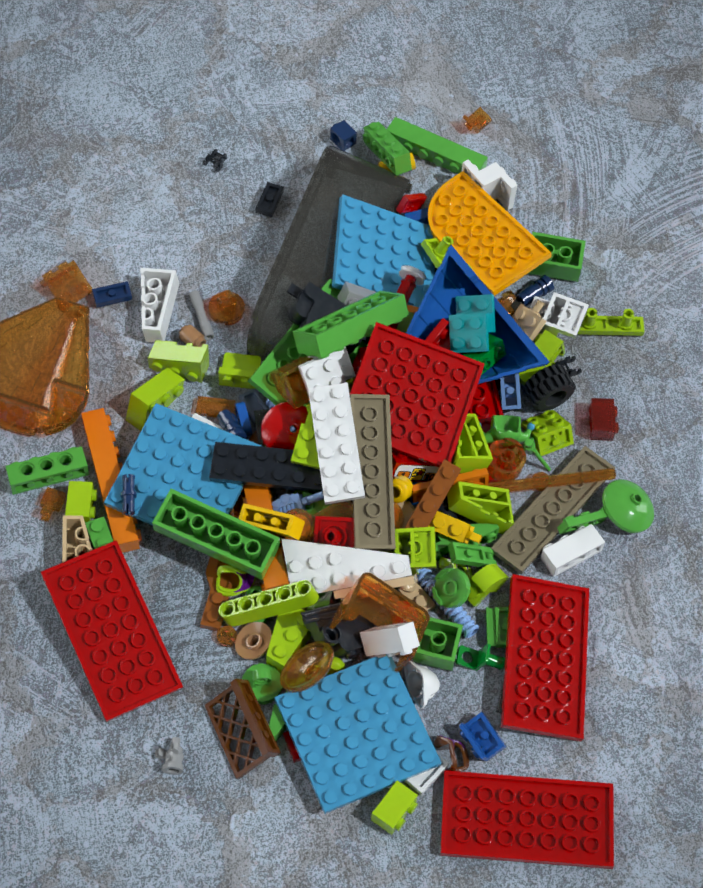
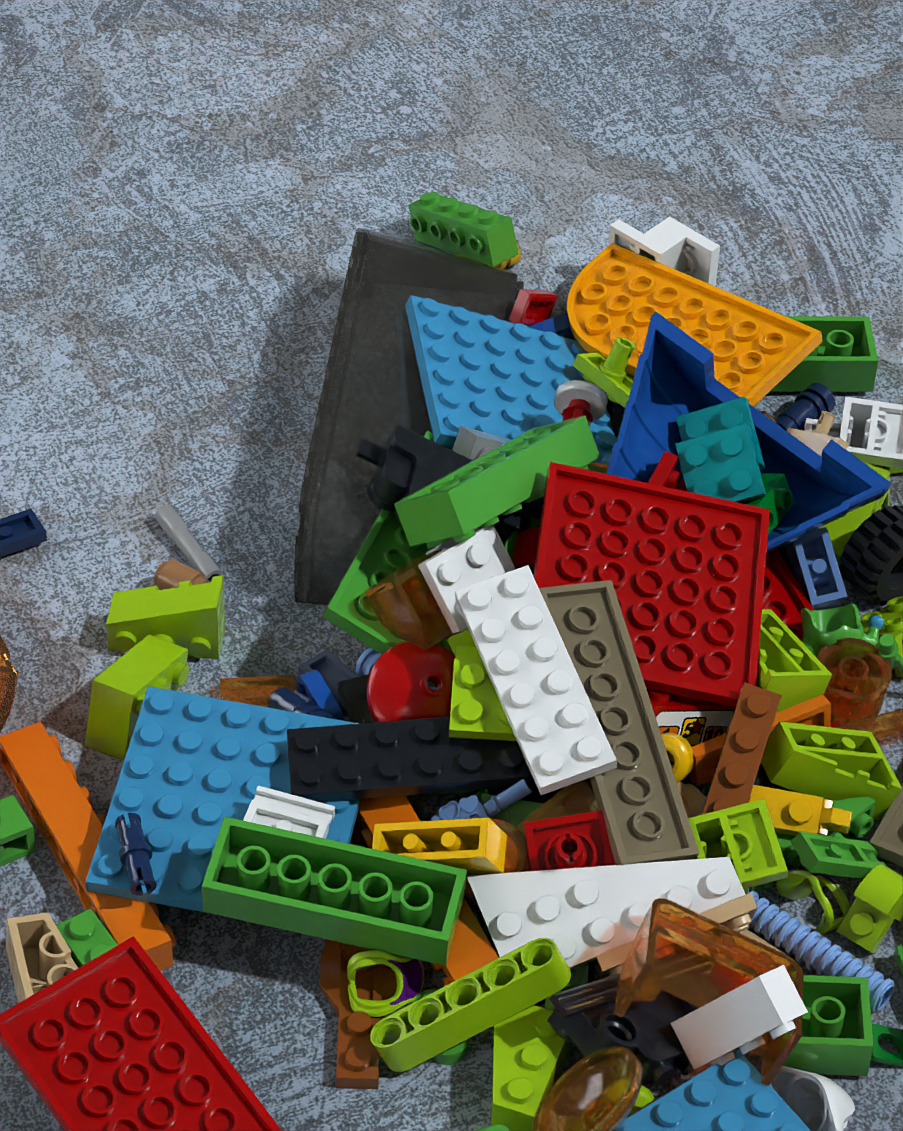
camera: 10 degrees left, 15 degrees down
(80, 500) = (35, 886): lime brick -> none
(158, 299) = (100, 528): white wedge -> none
(204, 490) = (290, 812): none -> white plate
(209, 158) = (135, 295): black piece -> none
(226, 307) = (233, 524): clear orange tile -> none
(226, 636) = (395, 1093): clear orange tile -> none
(238, 369) = (289, 625): lime bracket -> none
(250, 635) = (455, 1087): medium nougat dish -> none
(269, 199) = (266, 343): black plate -> none
(343, 135) = (374, 218): dark blue brick -> none
(434, 147) = (549, 223): bright green brick -> none
(451, 588) = (824, 914): bright green tile -> none
(477, 120) = (607, 174): clear orange bracket -> none

